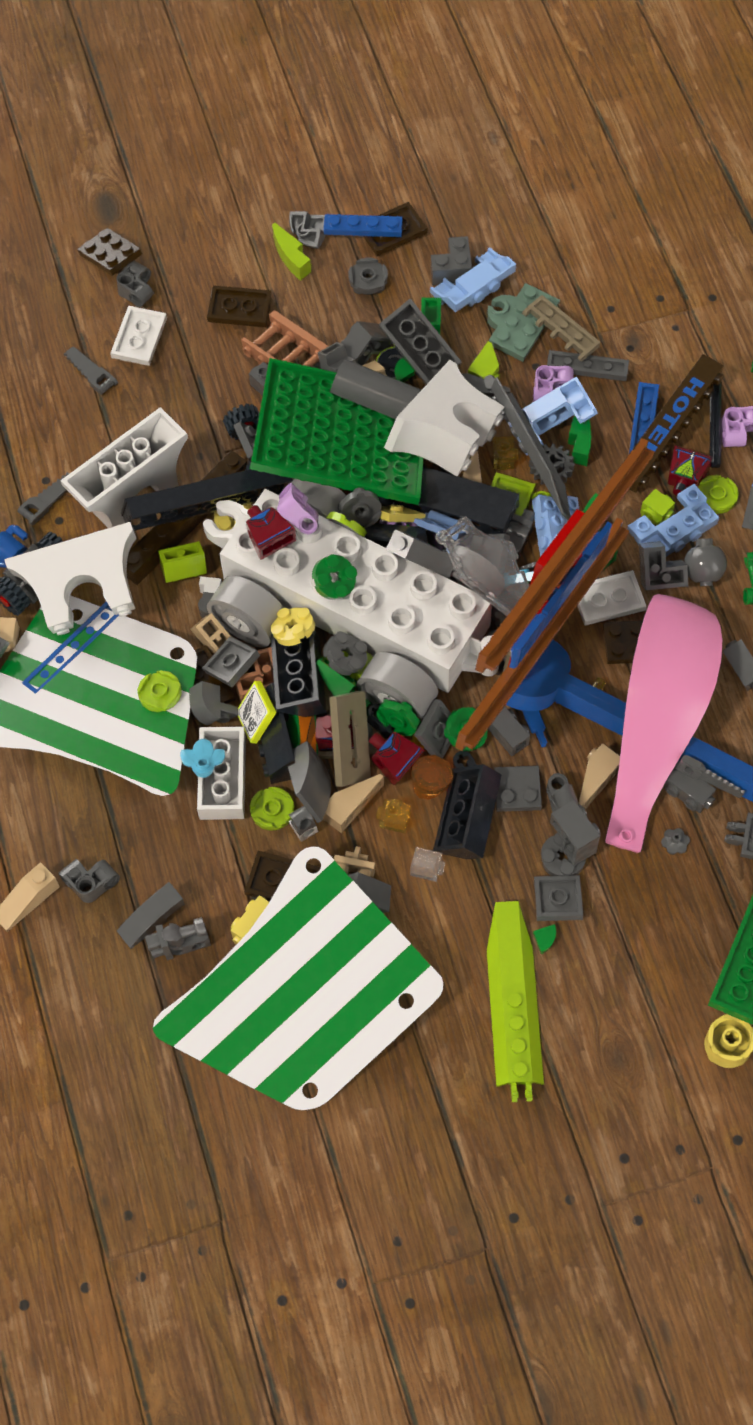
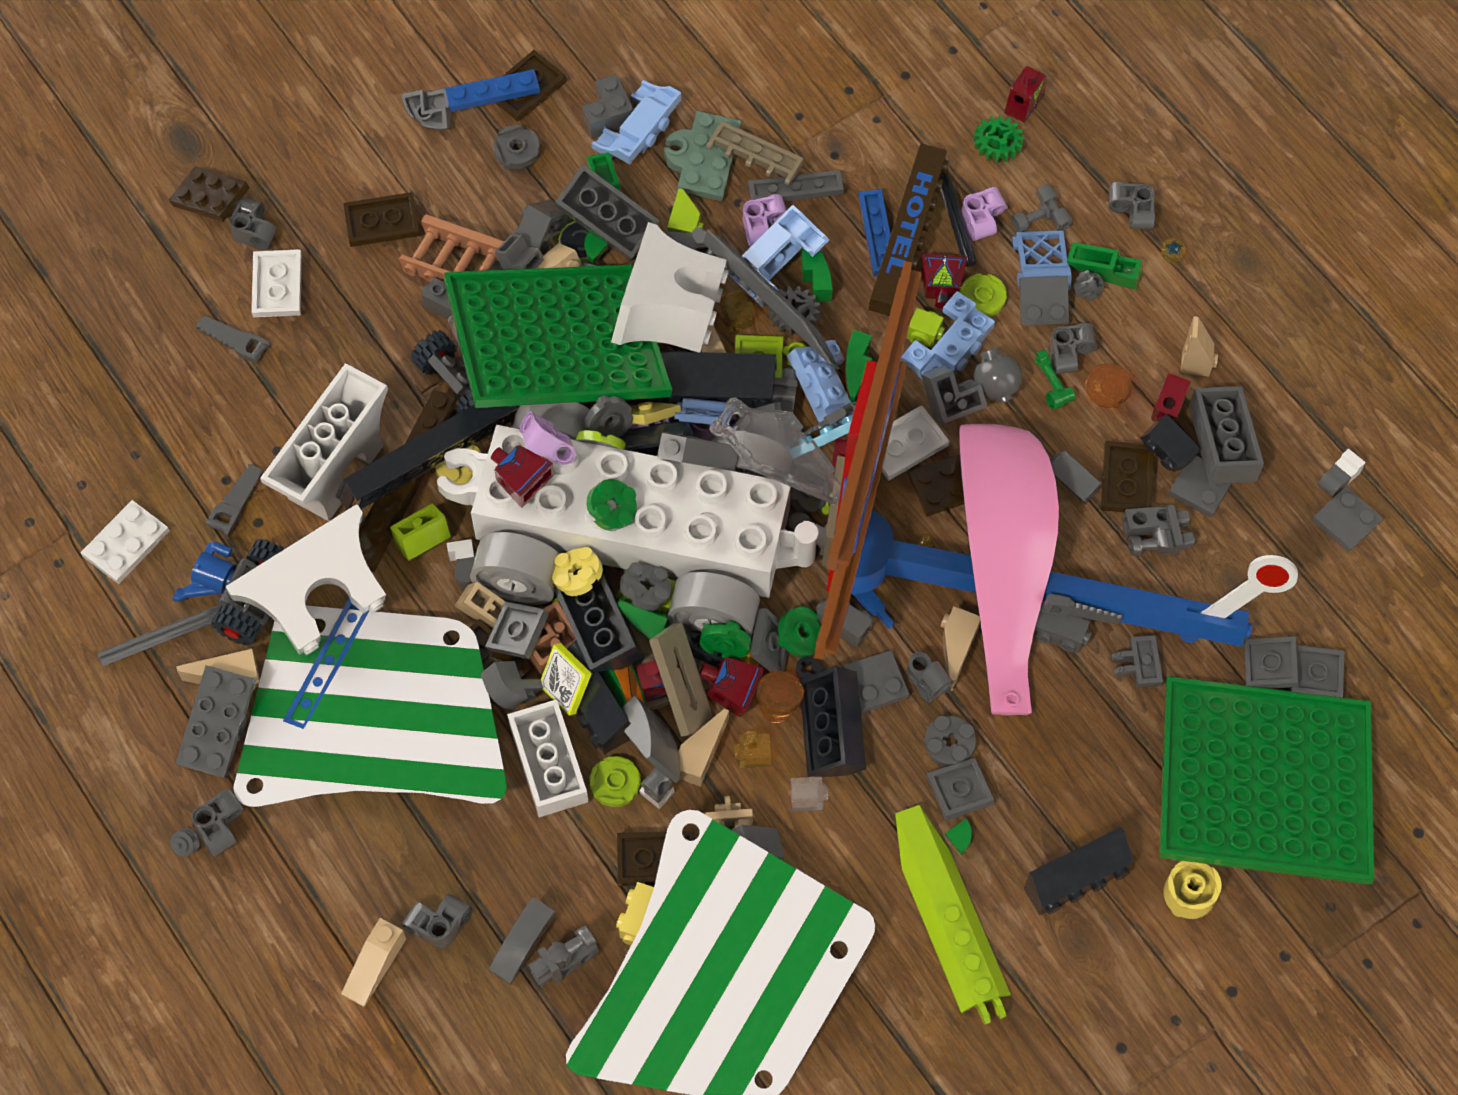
camera: 20 degrees left, 0 degrees up
(159, 691) = (447, 686): lime tile -> none
(202, 758) = (523, 744): medium azure plate -> none
(291, 252) = (419, 141): lime slope -> none
(372, 389) = (577, 279): dark grey brick -> none
(577, 832) = (960, 710): dark grey brick -> none
(636, 997) = (1079, 872): none -> black slope
(675, 845) = (1059, 693): dark grey plant -> none

